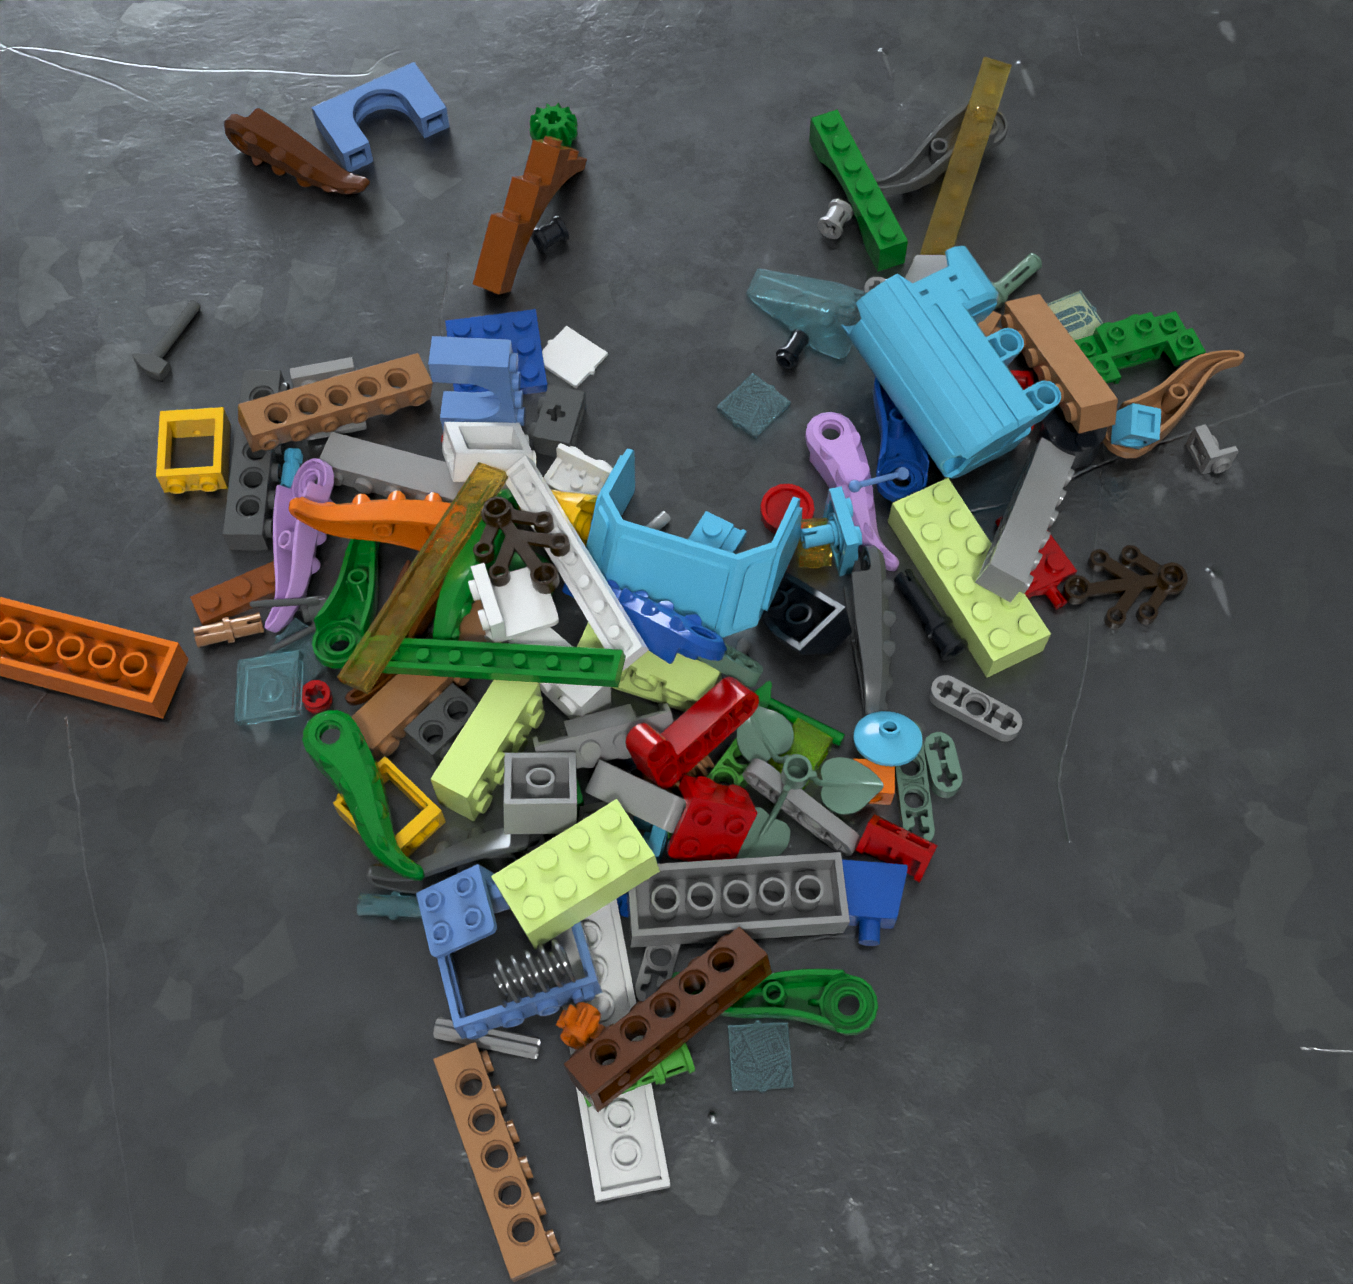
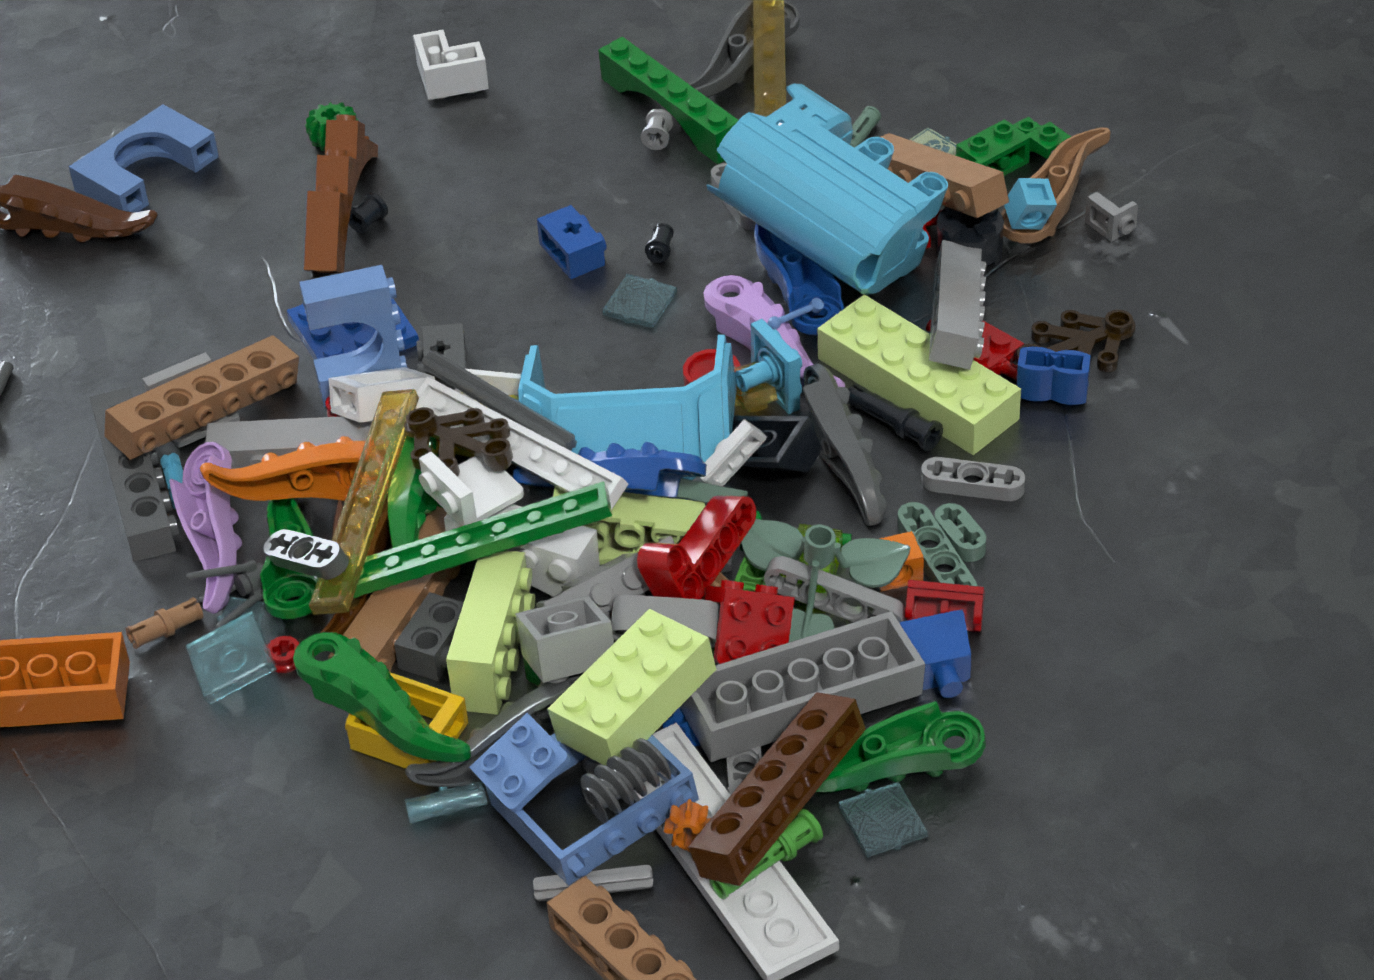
camera: 15 degrees left, 20 degrees down
(193, 424) = (53, 461): yellow window -> none
(235, 594) = (161, 591): dark orange plate -> none
(362, 625) = (323, 561): none -> dark grey beam
(572, 357) = (433, 307): white piece -> none
(575, 508) = (496, 399): none -> dark grey axle
(675, 96) = (448, 69): none -> white brick
(715, 324) = (571, 241): none -> blue brick
(761, 627) = (733, 453): none -> white plate
(810, 306) = (667, 197): clear light blue wedge -> none
(887, 738) = (897, 517): medium azure dish -> none
(1085, 621) = (1053, 375): none -> blue brick

